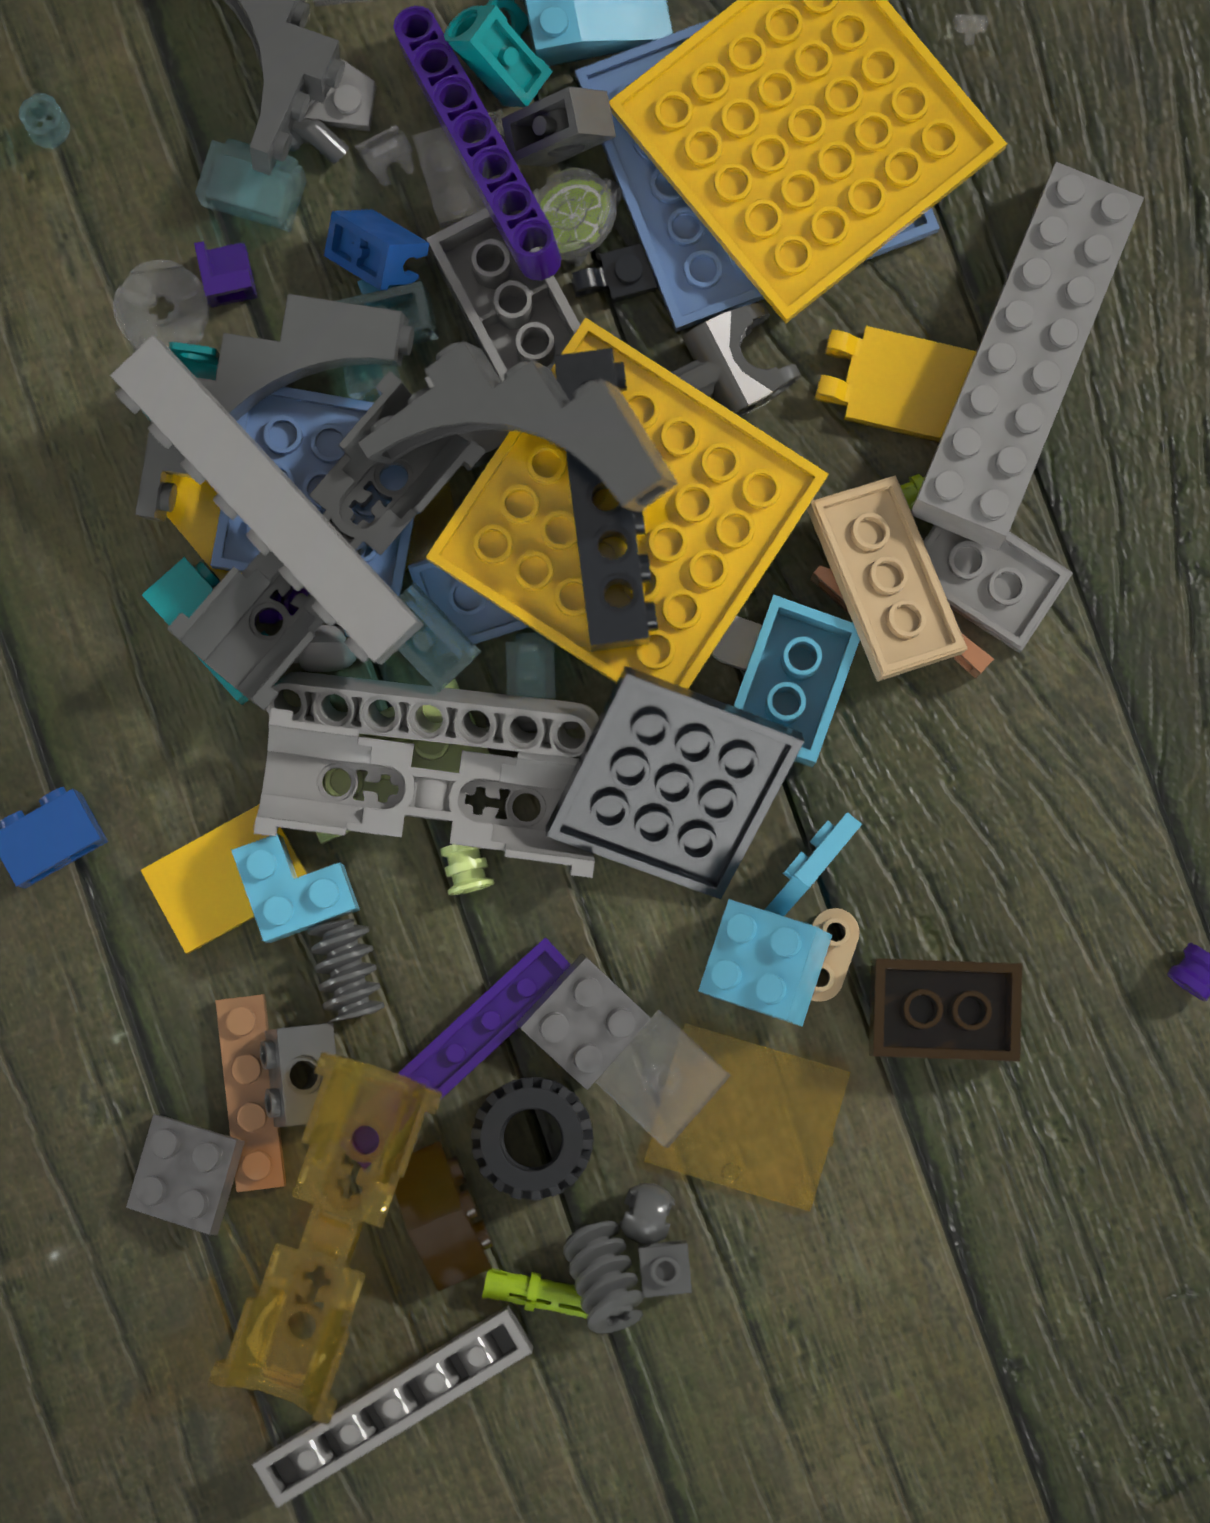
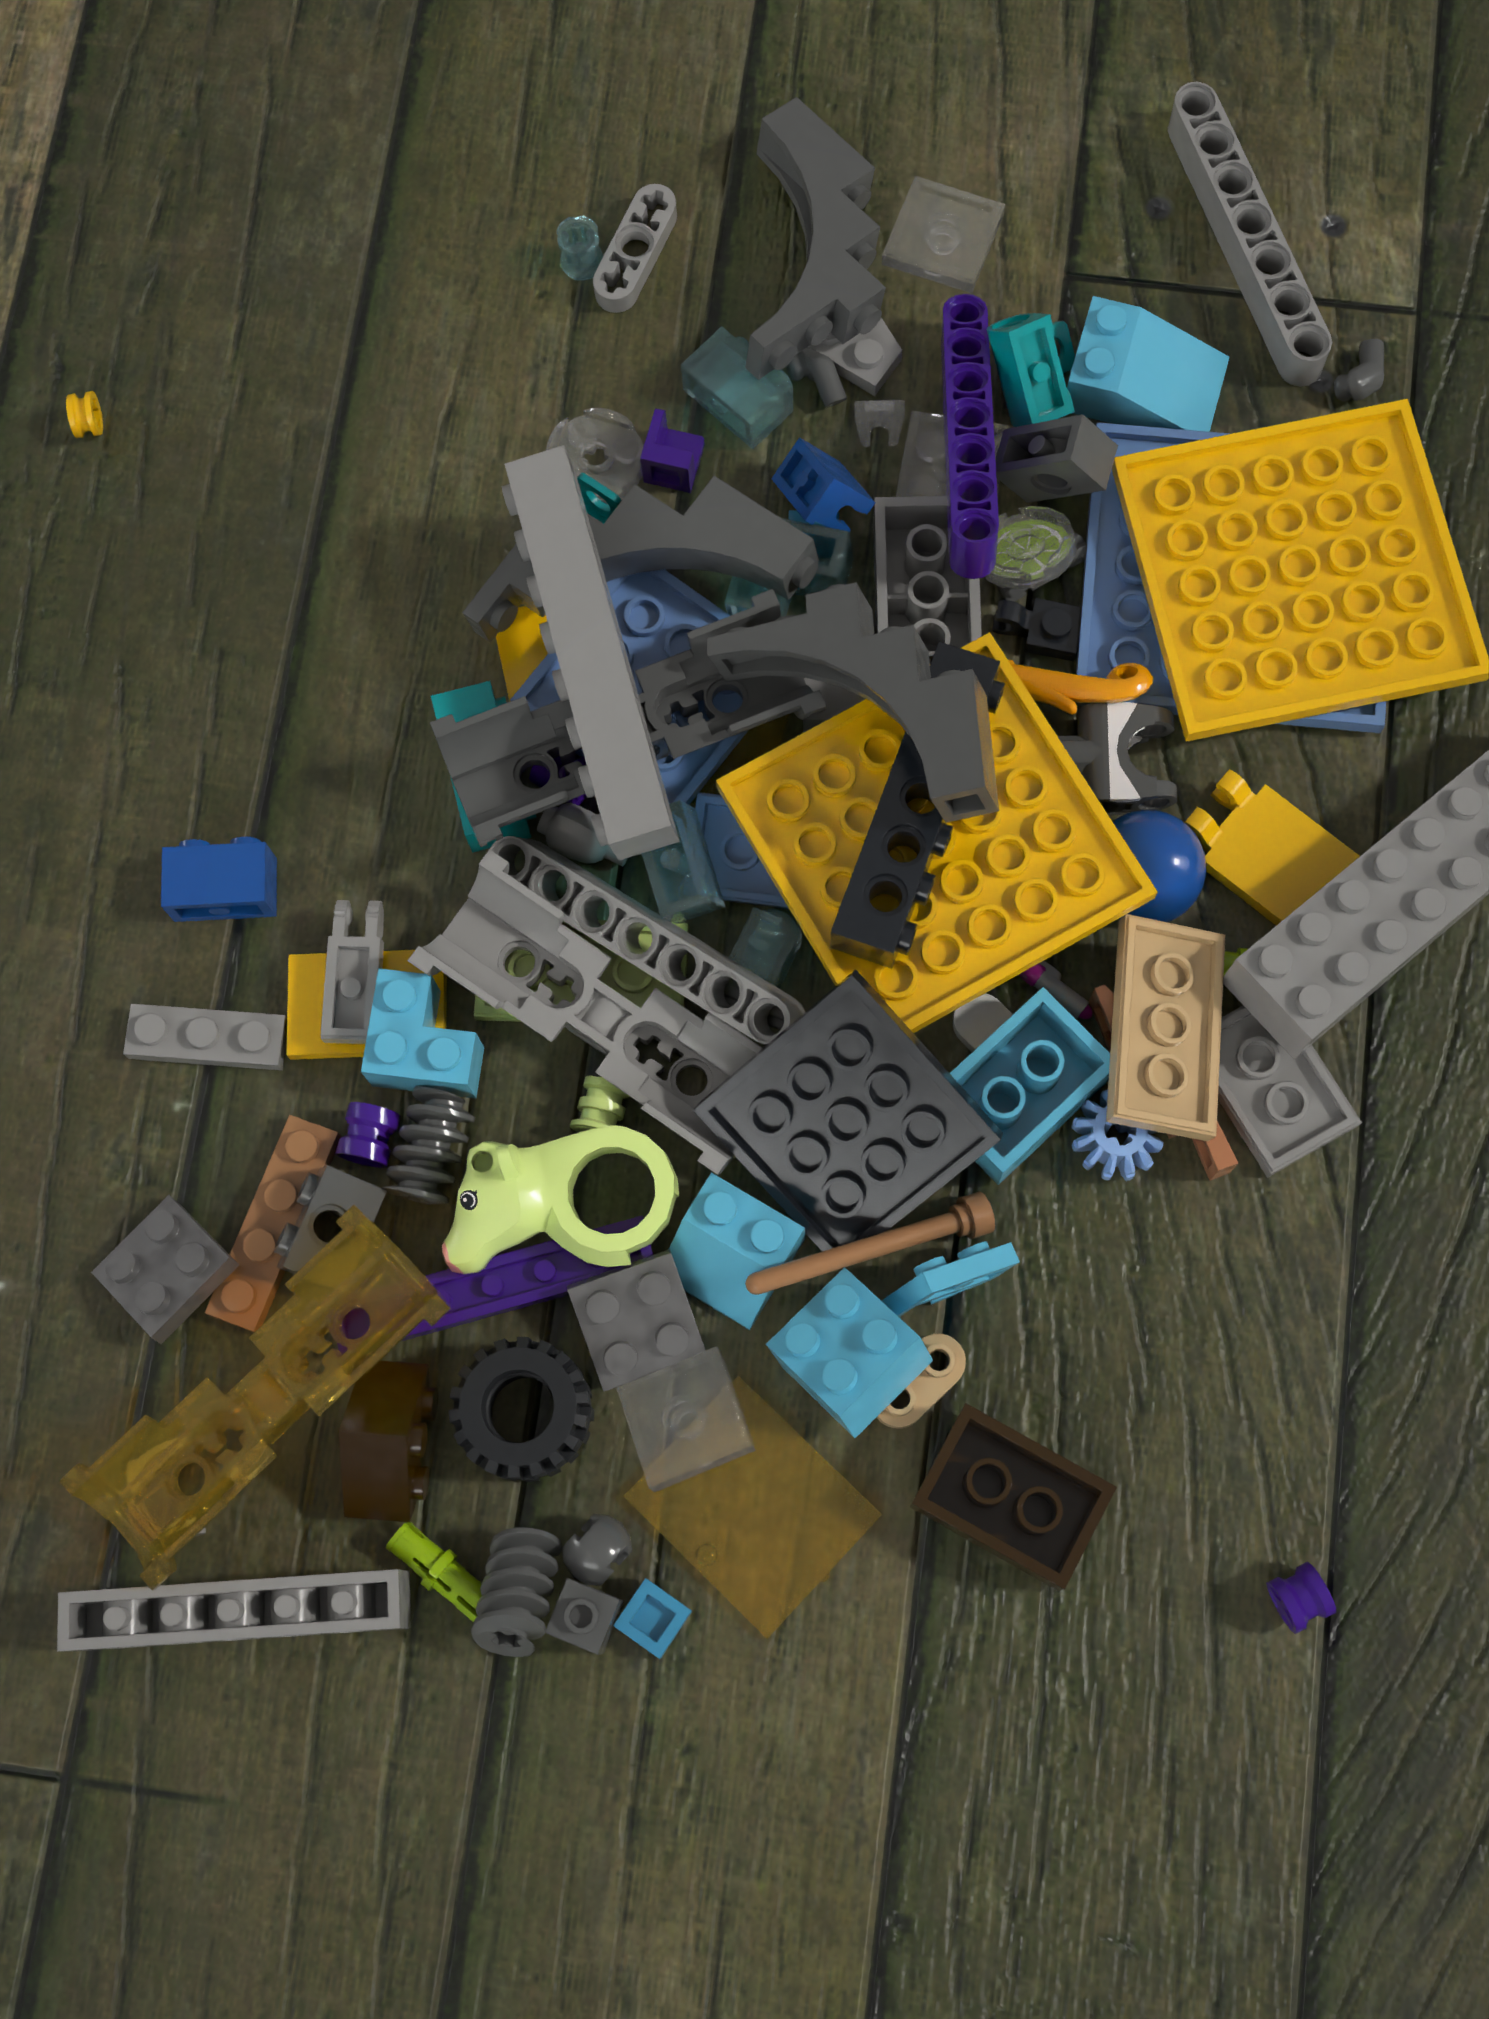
camera: 30 degrees right, 10 degrees down
(80, 127) = (635, 228): none -> light grey beam
(109, 971) = (206, 1037): none -> light grey plate
(207, 863) = (351, 974): none -> light grey hinge
(289, 984) = (368, 1134): none -> dark purple wheel
(447, 966) = (529, 1191): none -> yellowish green animal
(632, 928) = (725, 1241): none -> medium azure slope
(661, 328) = (1064, 689): none -> light orange plant
(716, 1242) = (652, 1618): none -> dark azure plate
(787, 585) = (1048, 977): none -> light grey piece
(803, 806) = (969, 1217): none -> medium nougat piece
(816, 431) = (1169, 857): none -> blue piece
(887, 697) = (1107, 1150): none -> light blue gear

